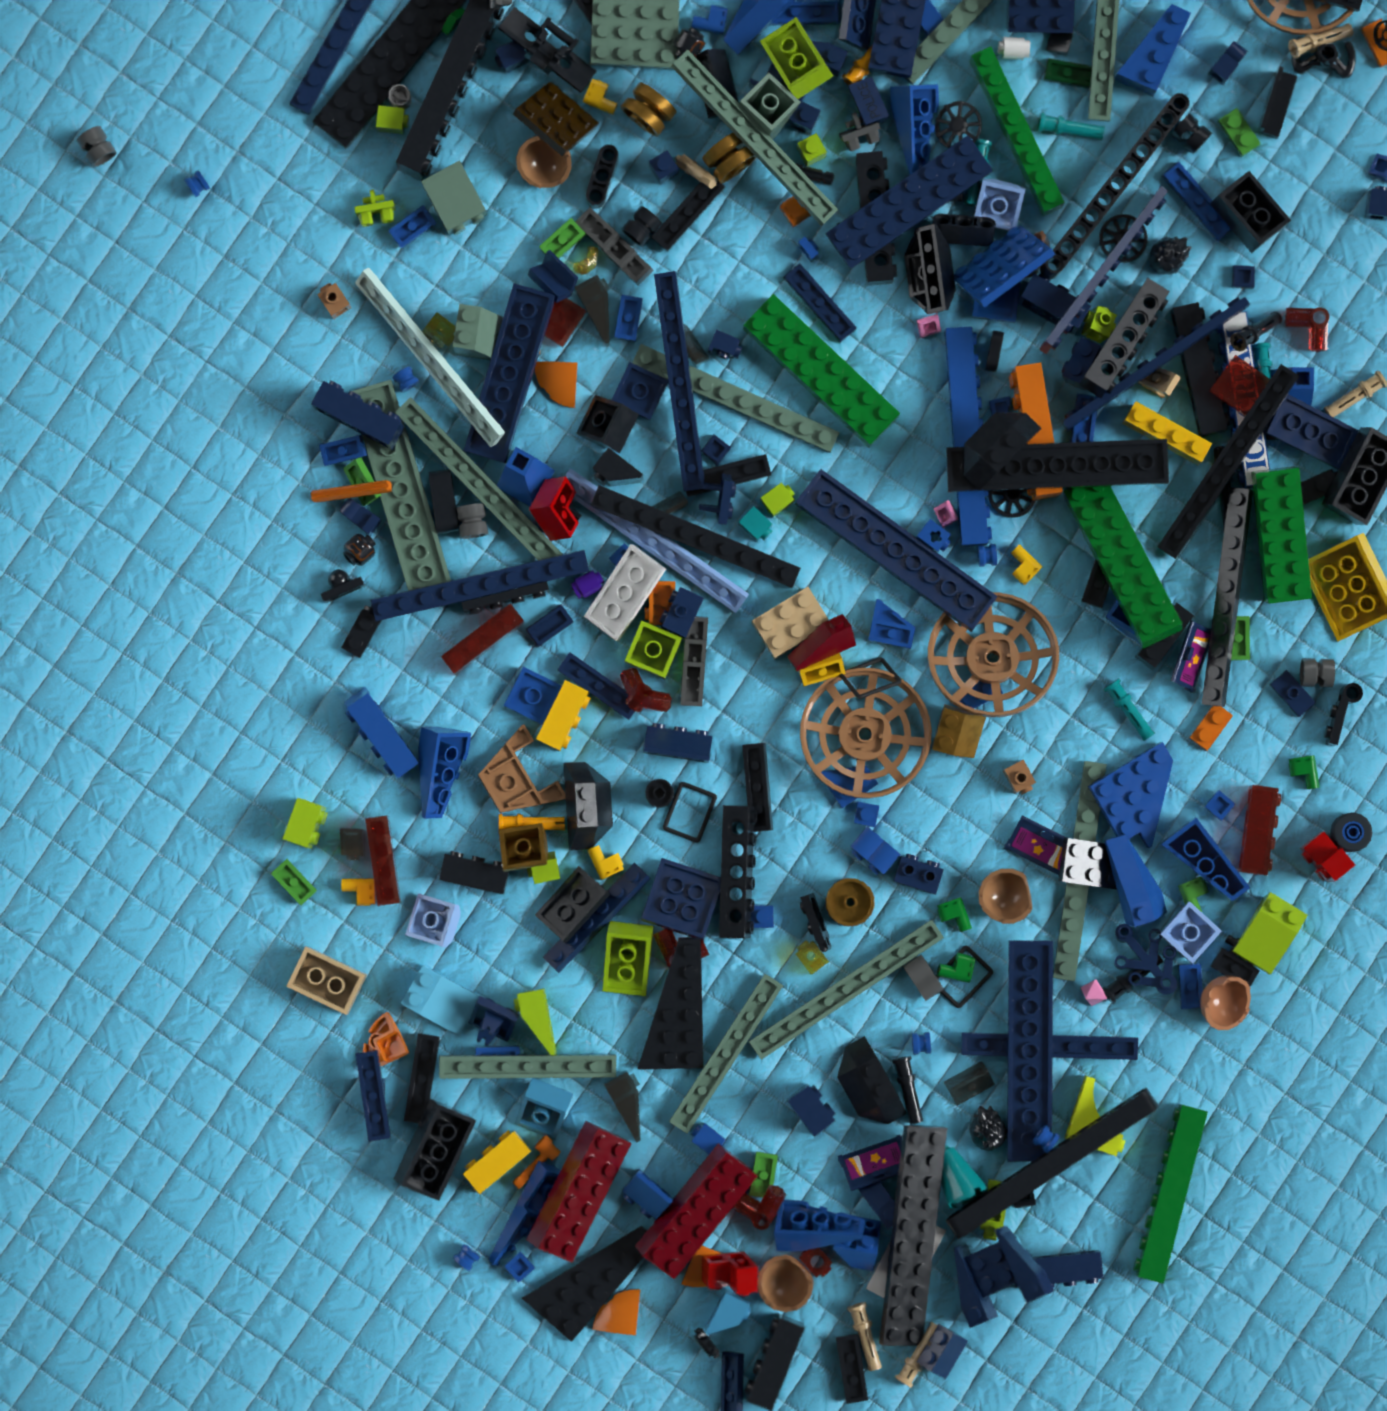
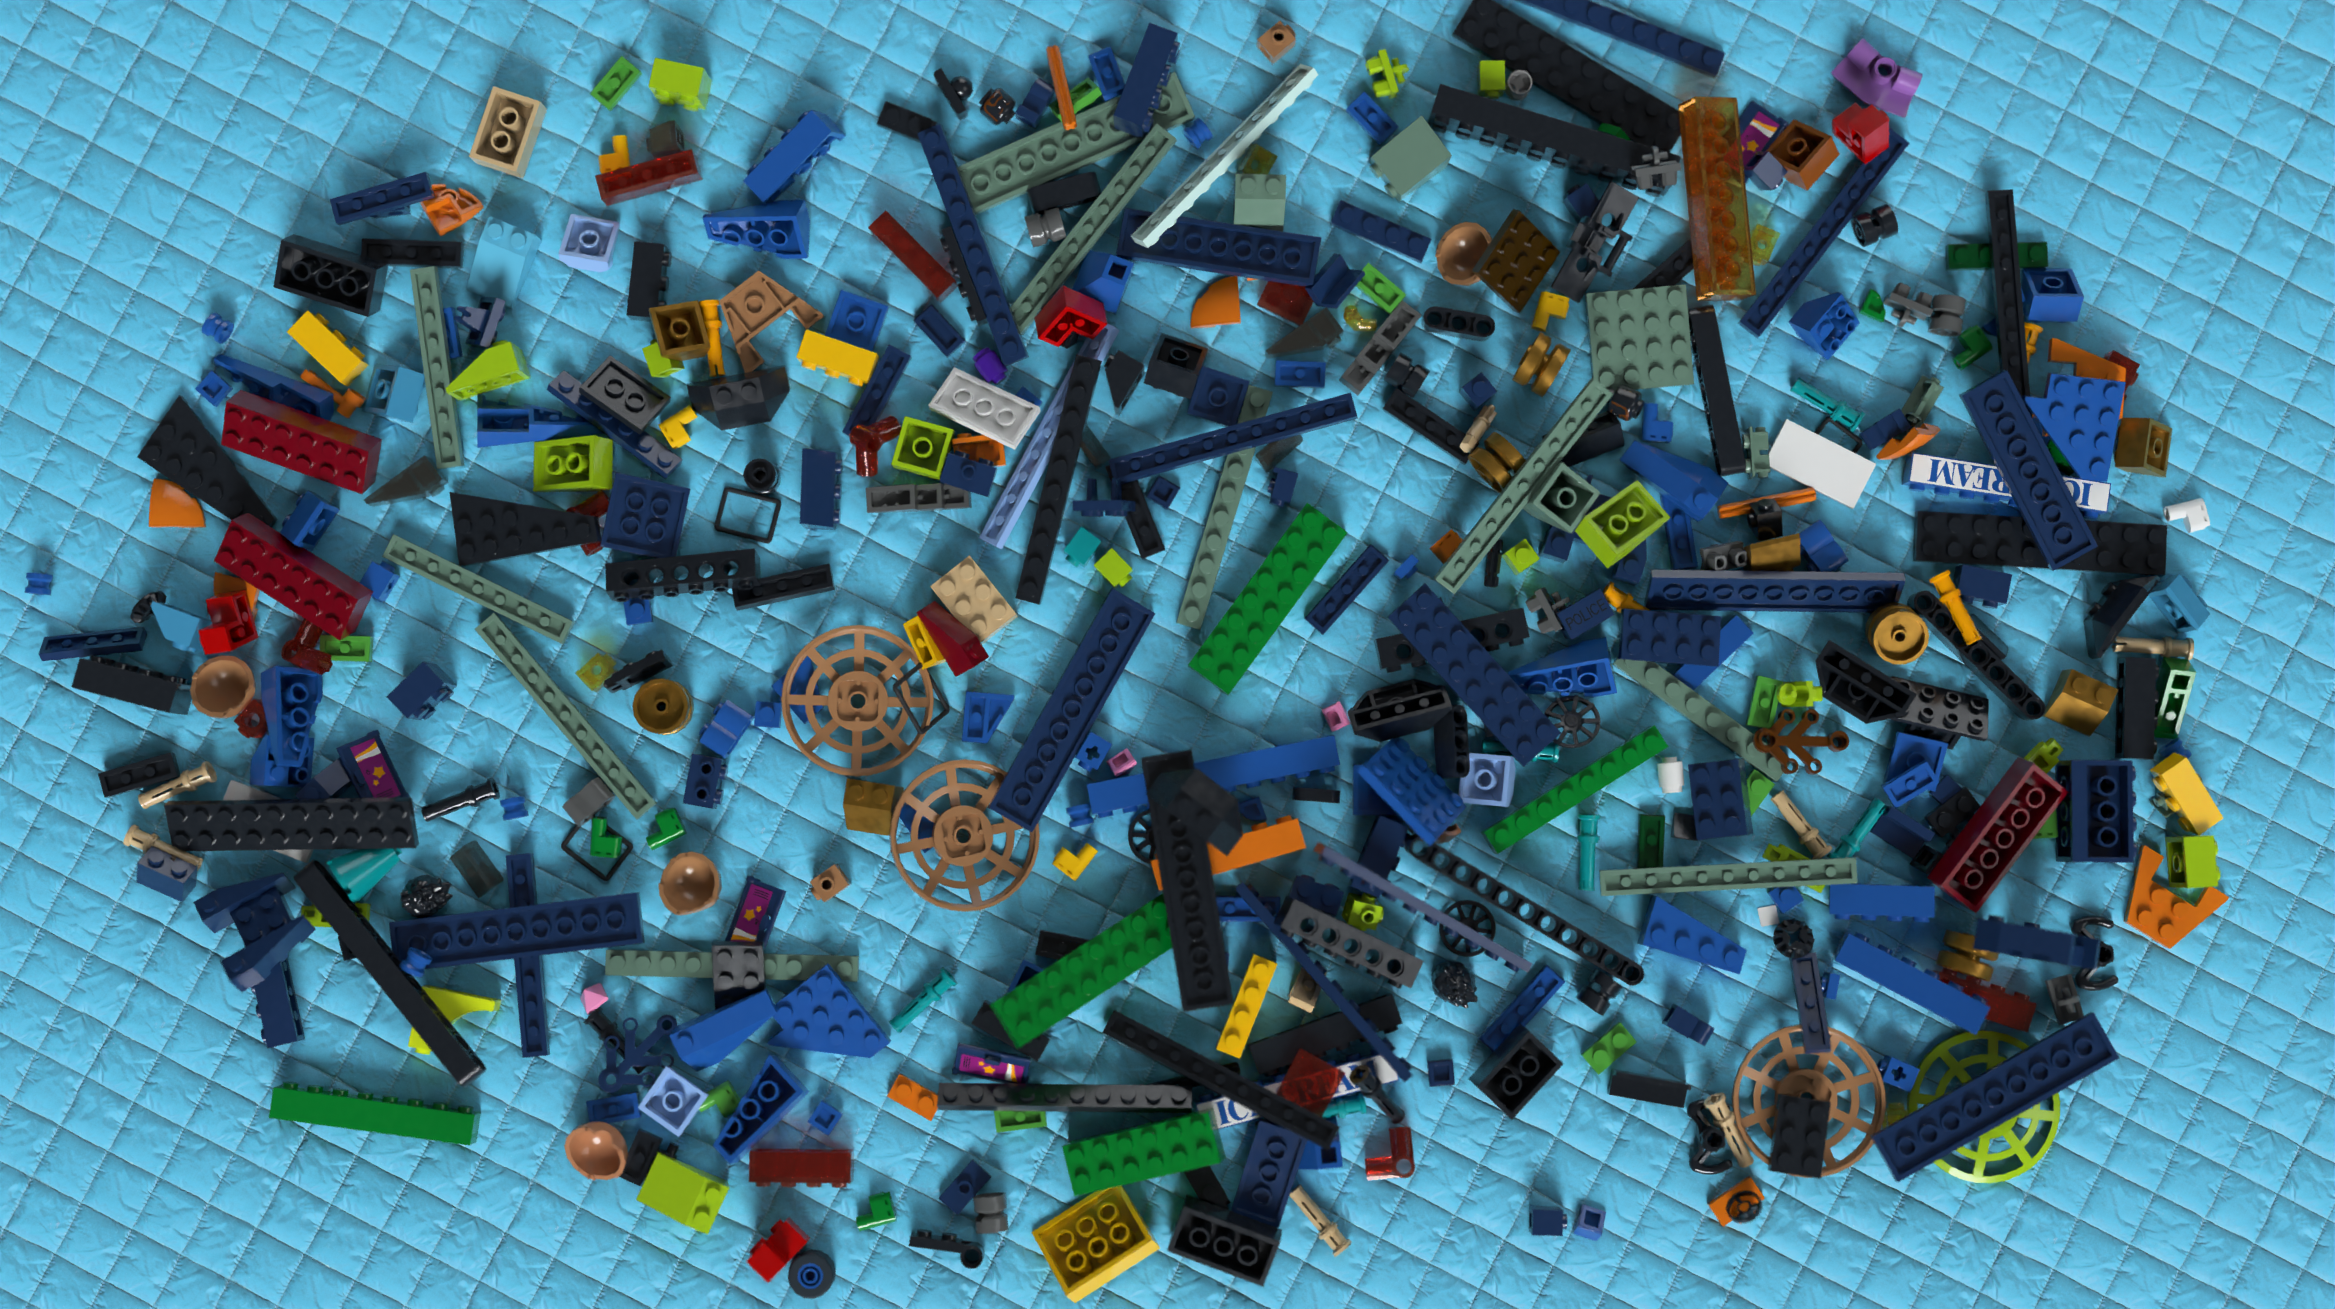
camera: 85 degrees right, 0 degrees up
(512, 233) = (1380, 231): none -> dark blue plate
(584, 1010) = (510, 424): none -> blue wedge
(868, 1084) = (462, 754): black wedge -> none

